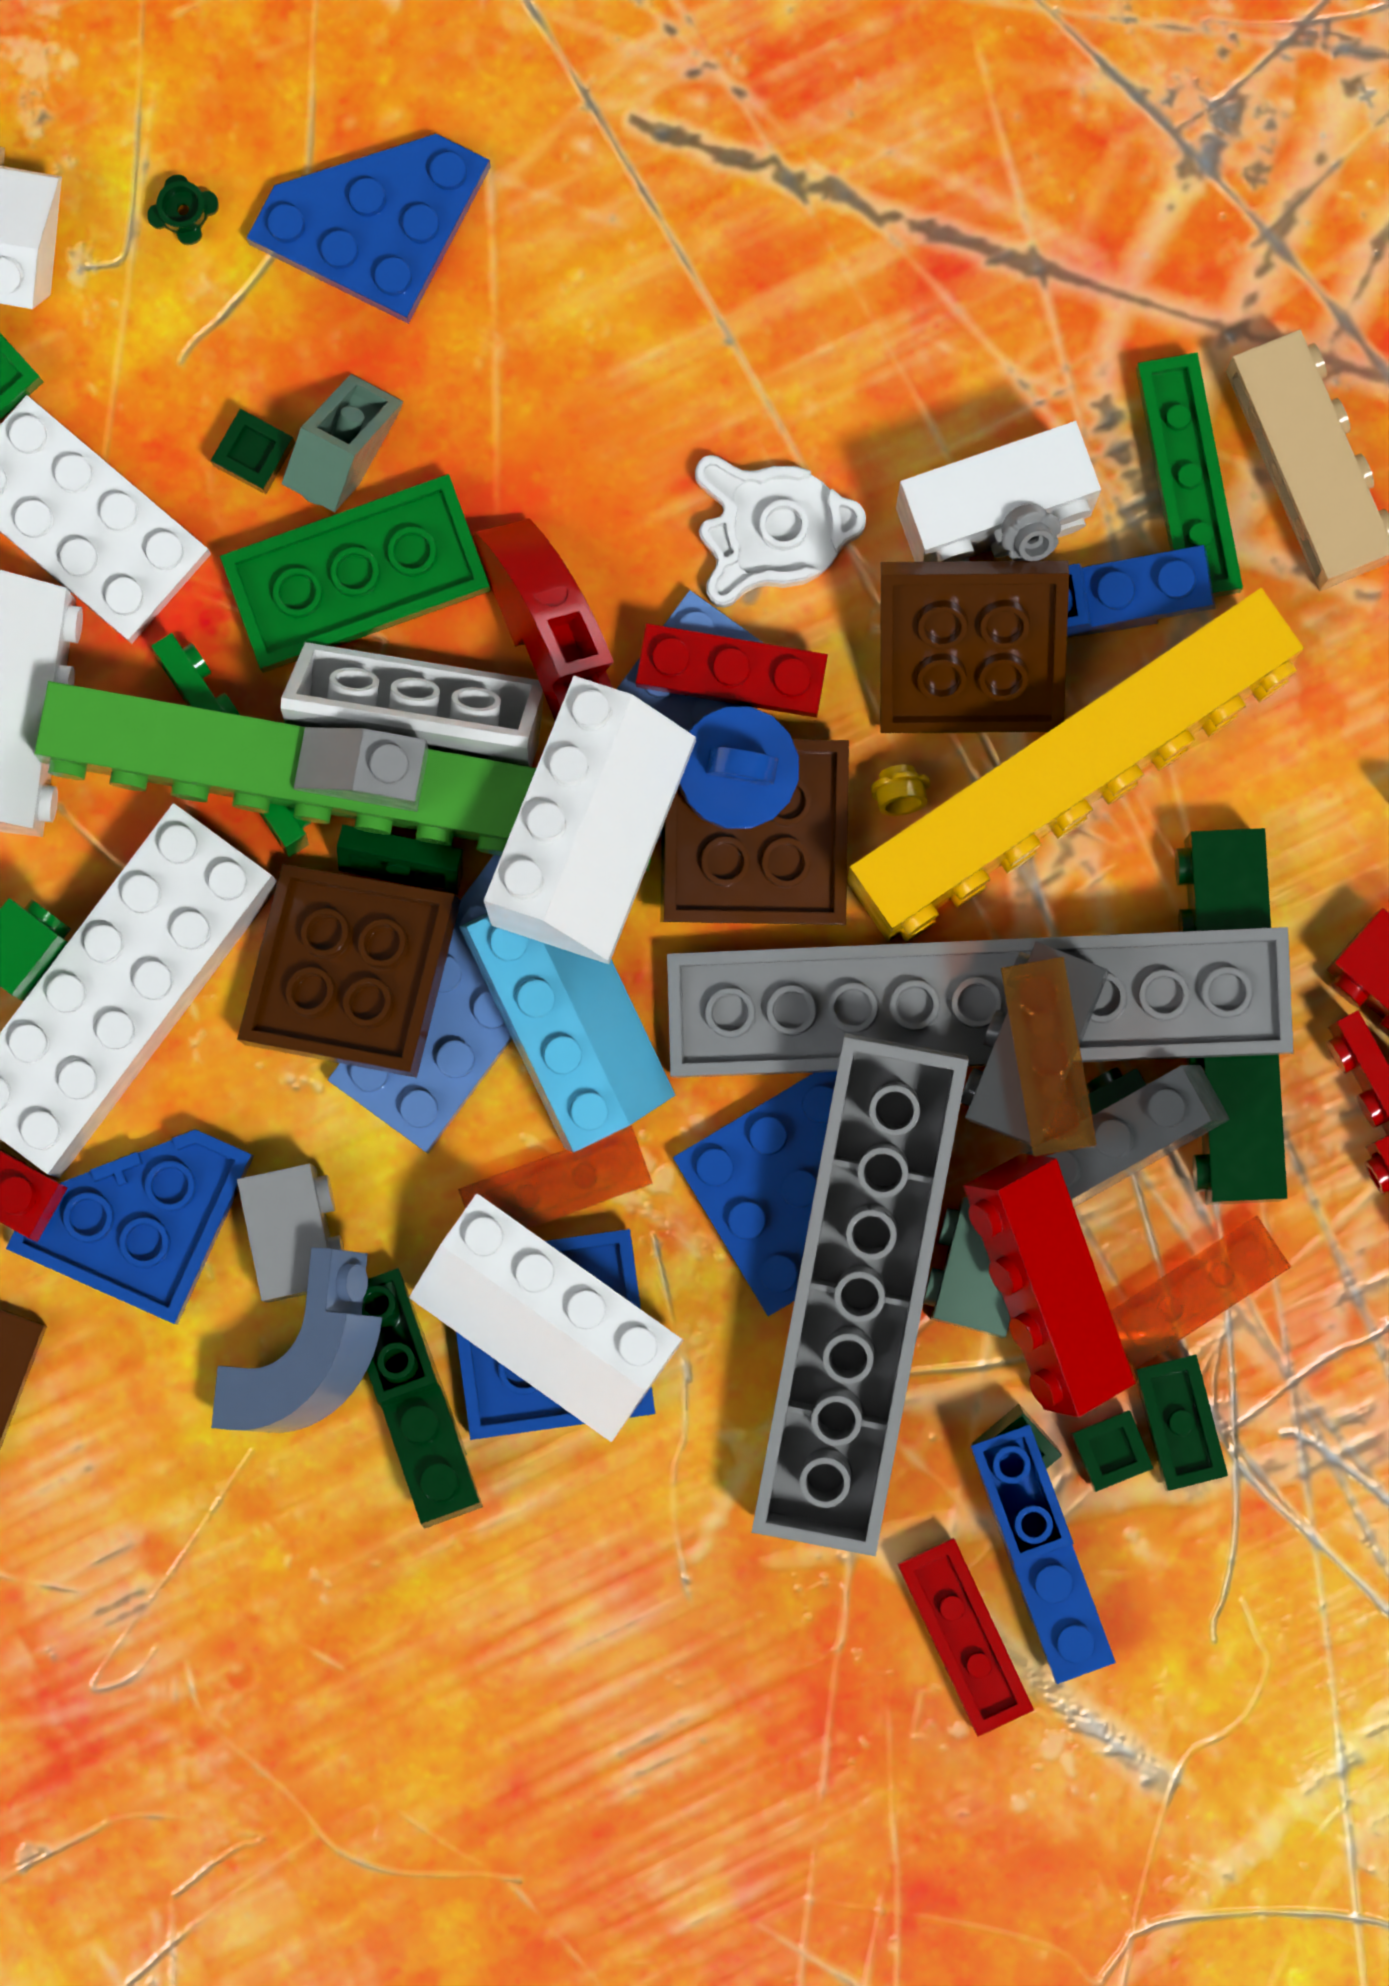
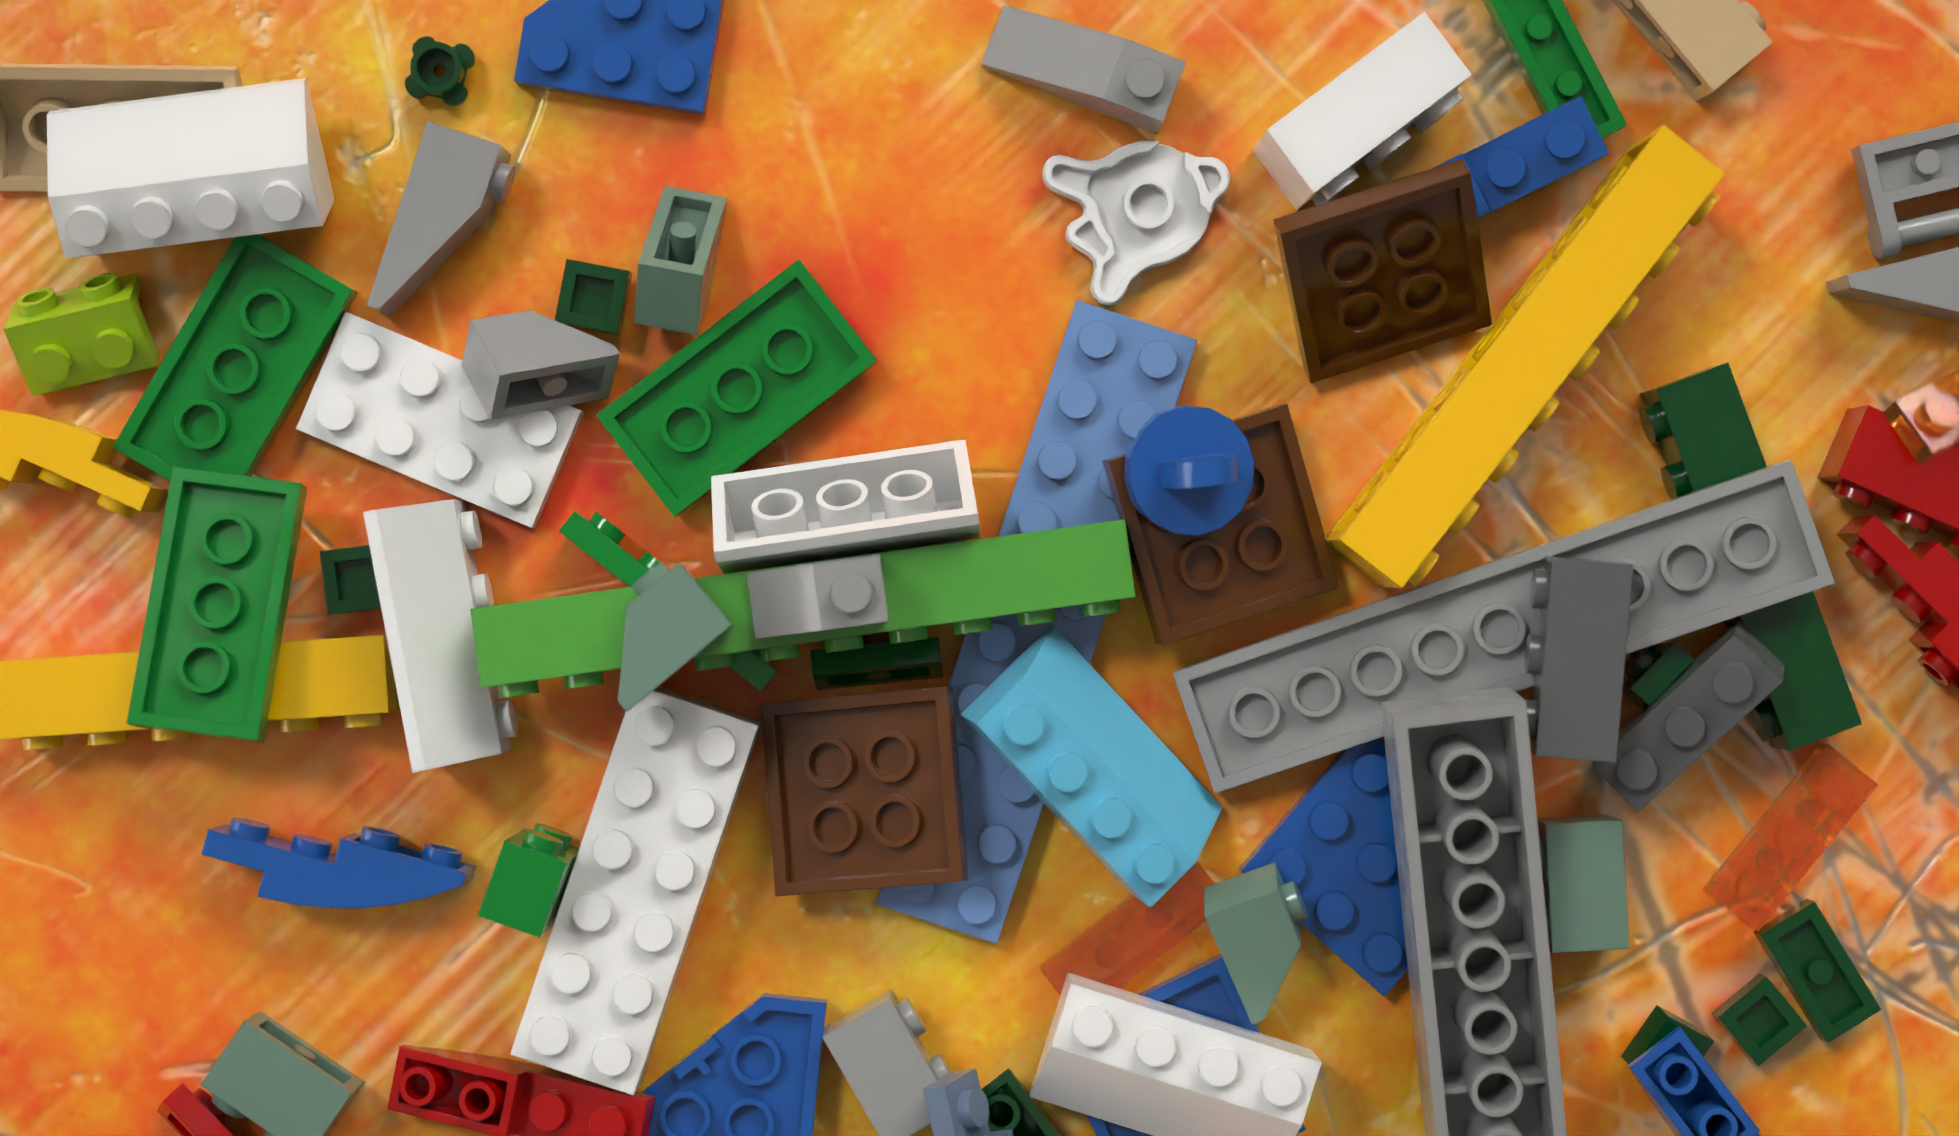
camera: 25 degrees left, 5 degrees up
(146, 327) = (443, 204): none -> light grey slope
(181, 493) = (535, 364): none -> light grey slope
(213, 753) = (665, 630): none -> sand green slope
(543, 608) = (959, 381): red slope -> none
(589, 821) = (1068, 580): white slope -> none
(664, 1210) = (1256, 932): none -> sand green slope
(731, 670) = (1148, 370): red plate -> none
(766, 385) = (1085, 67): none -> light grey slope
(900, 790) = (1349, 434): yellow plate -> none
(1030, 533) = (1415, 142): light grey plate -> none
(1049, 1057) = (1608, 674): clear orange plate -> none
(1049, 1284) = (1659, 886): red brick -> none

